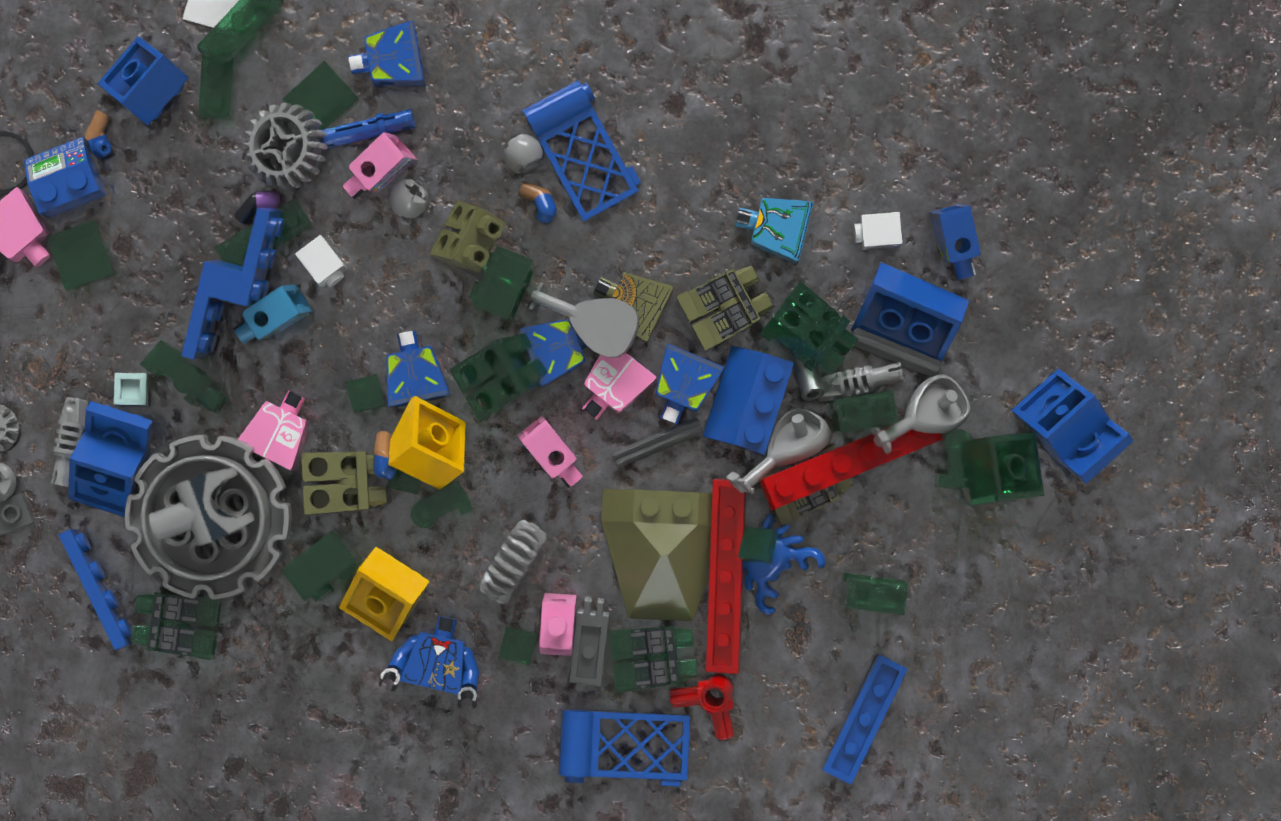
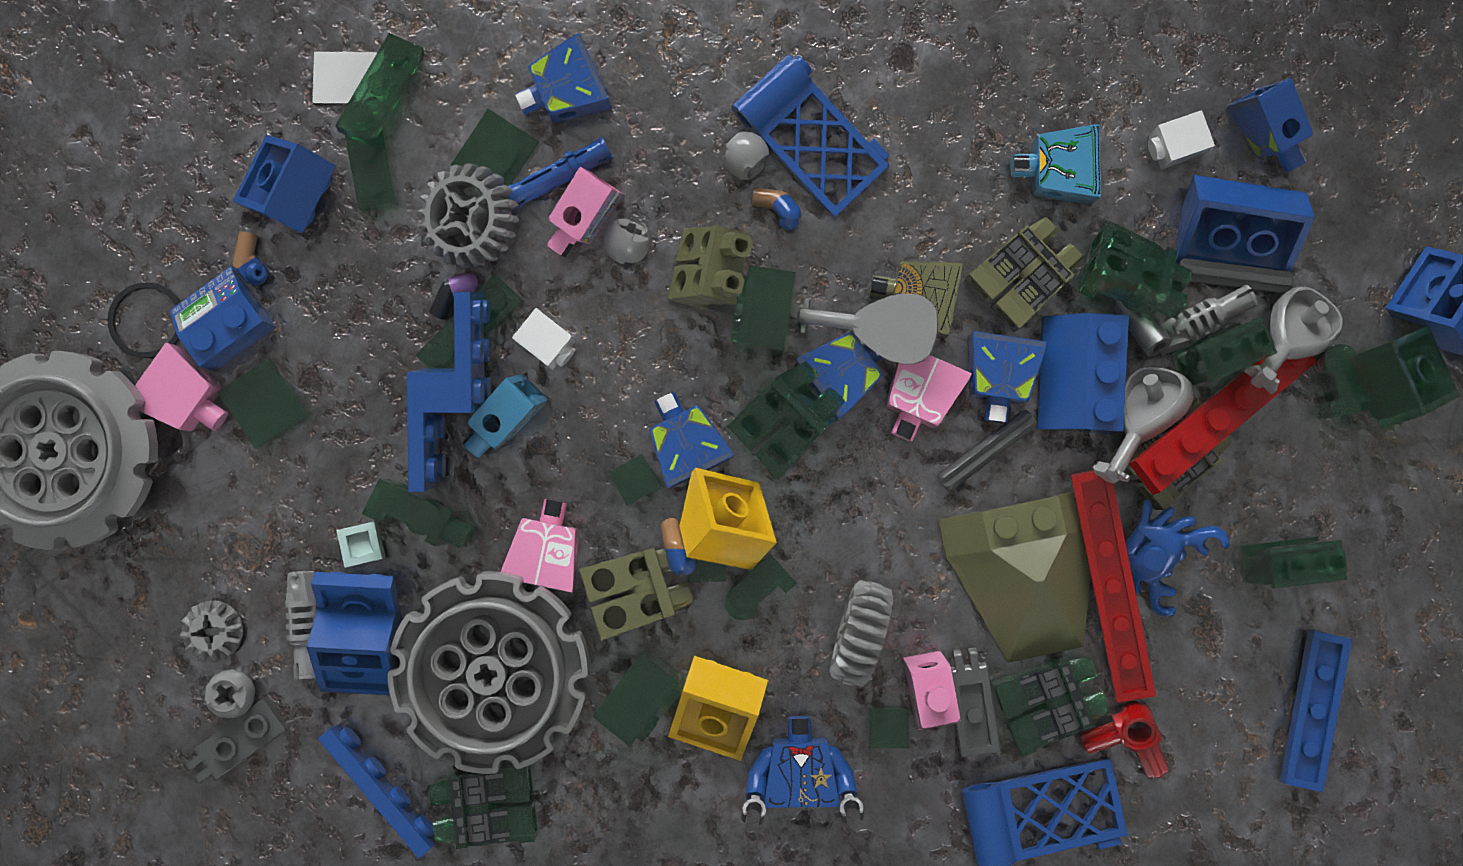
camera: 10 degrees left, 0 degrees up
(199, 510) = (477, 672): light grey connector -> none
(541, 441) = (857, 484): bright pink torso -> none
(758, 545) = (1146, 540): clear green tile -> none

